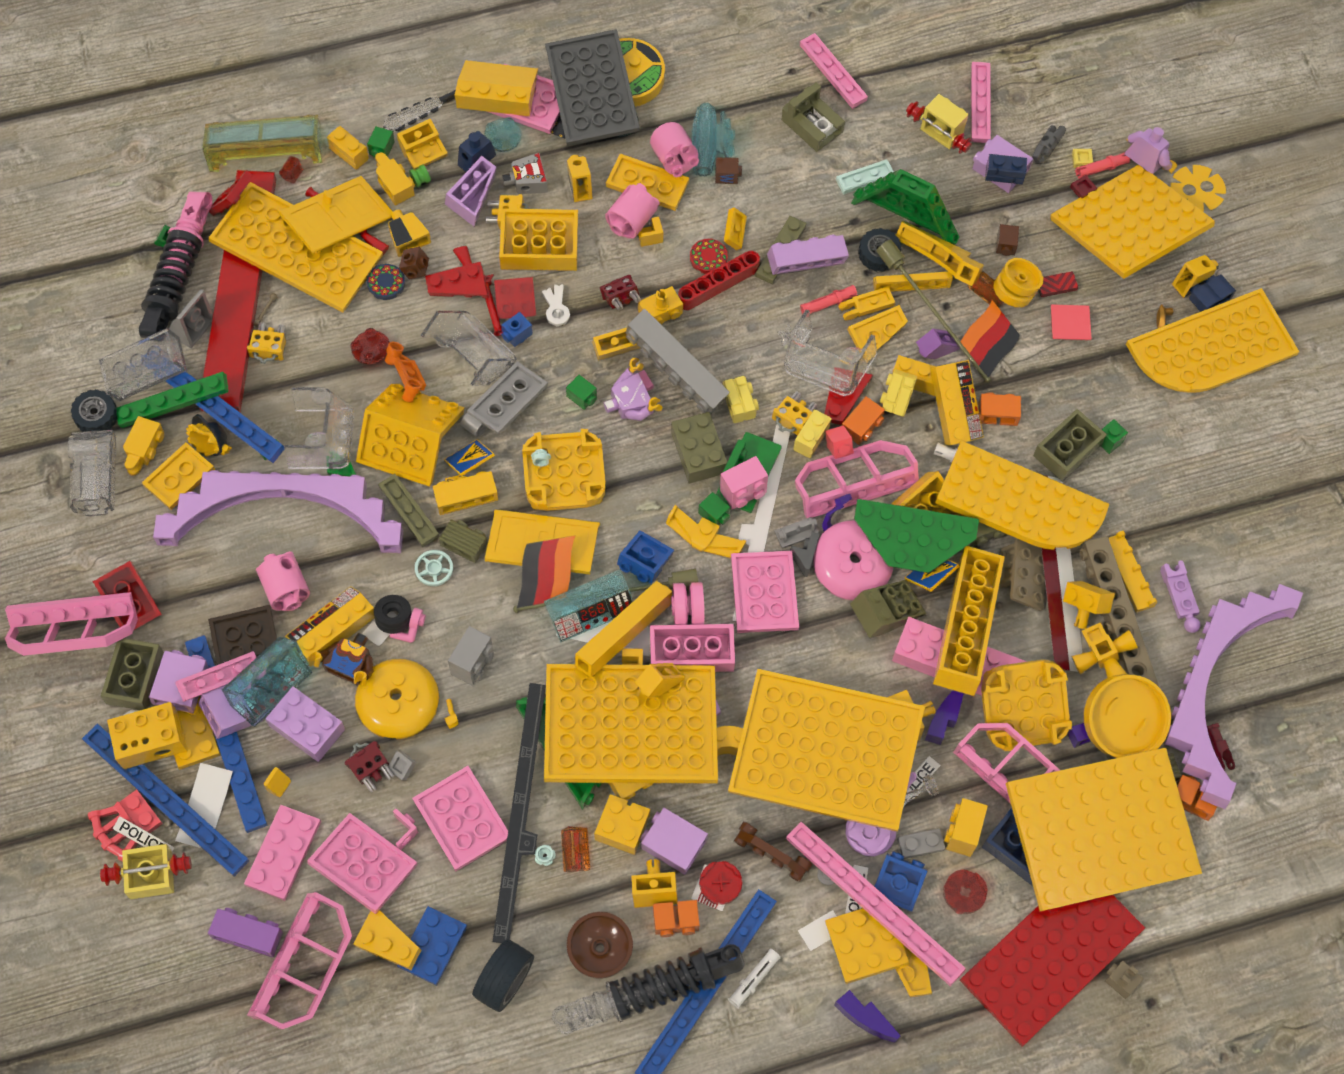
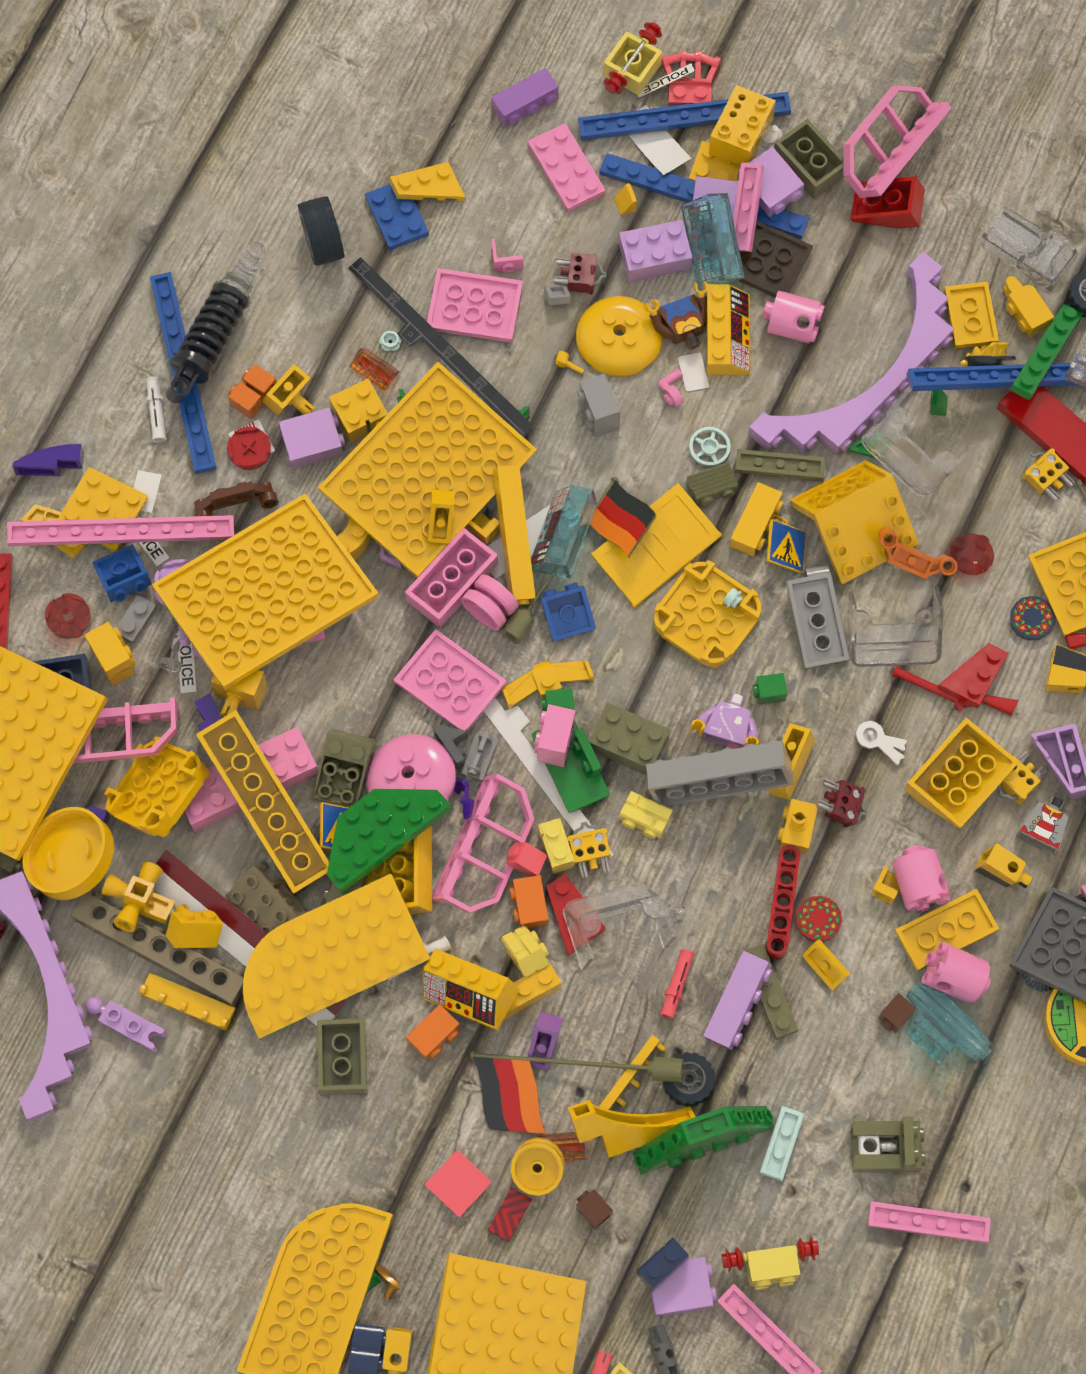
camera: 135 degrees right, 5 degrees up
(290, 947) = (477, 103): bright pink plate -> none
(362, 863) = (504, 211): bright pink plate -> none
(395, 624) = (697, 369): black tyre -> none
(414, 263) = (1027, 649): reddish brown brick -> none
(515, 296) = (922, 712): red bracket -> none
(516, 329) = (881, 681): blue brick -> none
(596, 930) = (280, 307): reddish brown dish -> none
(867, 303) = (642, 1018): yellow hinge -> none
(882, 326) = (608, 998): yellow wing -> none
(1083, 186) = (586, 1343): dark red plate -> none
(1115, 436) = (317, 1106): green brick -> none

